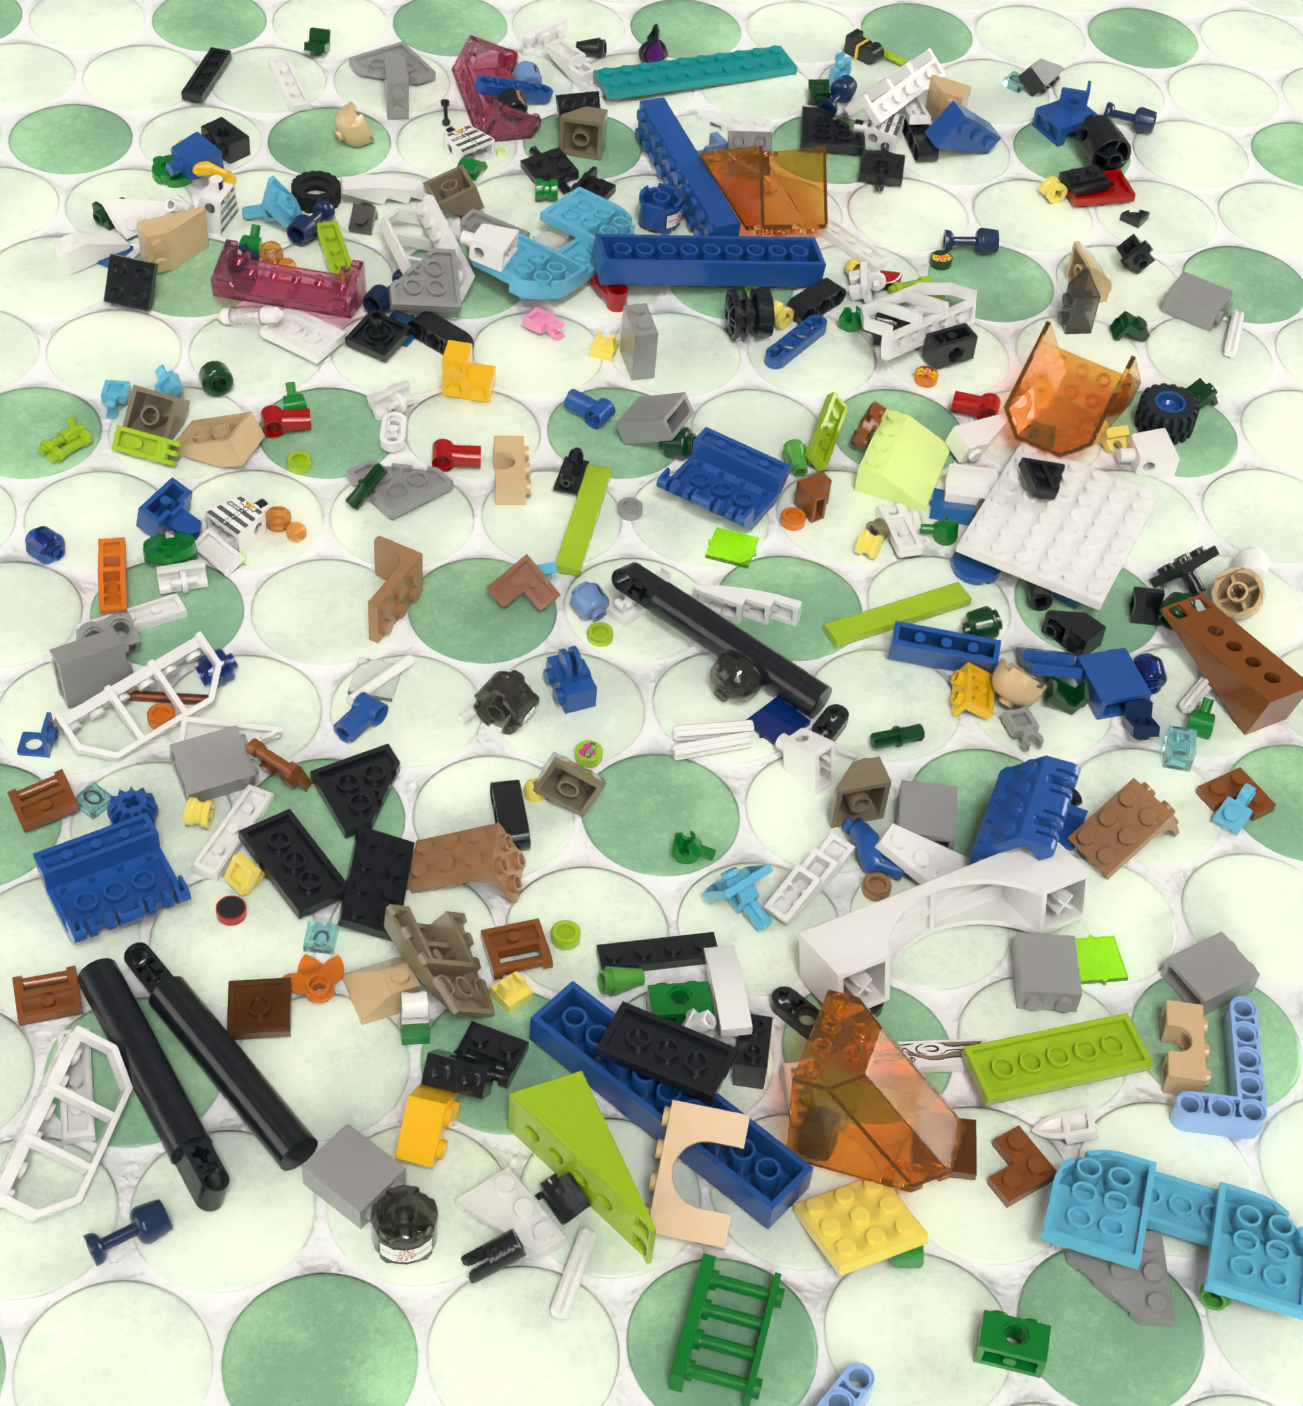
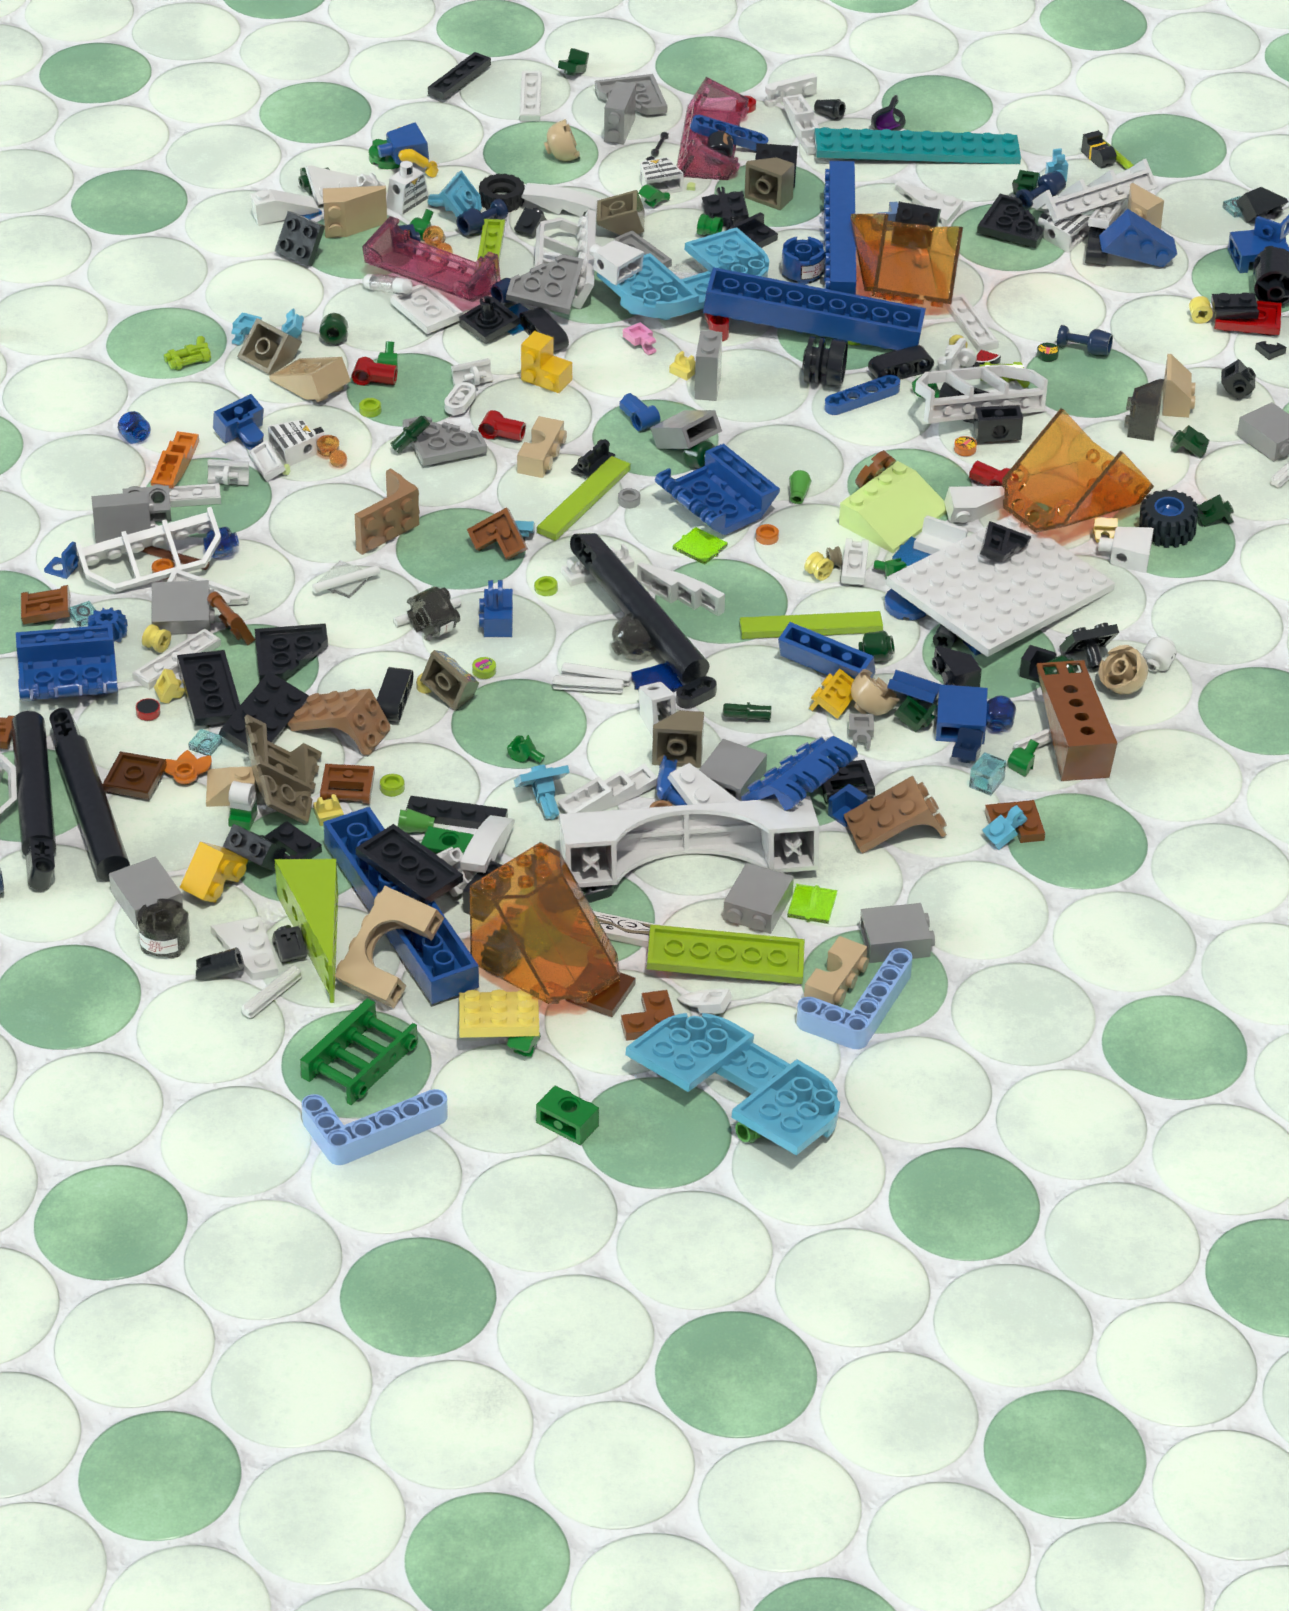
camera: 25 degrees right, 5 degrees down
(145, 445) = (249, 369): lime hinge -> none
(169, 550) = (225, 449): green plate -> none
(228, 139) = (444, 135): black brick -> none
(364, 712) = (321, 598): blue piece -> none
(527, 72) = (752, 120): medium blue head -> none
(589, 601) = (548, 558): medium blue head -> none
(783, 315) = (859, 369): light yellow wheel -> none
(813, 495) = (792, 517): dark orange piece -> none
(826, 432) = (839, 471): lime plate -> none
(882, 167) = (1043, 261): black plate -> none
(1141, 1291) = (692, 1111): light grey plate -> none

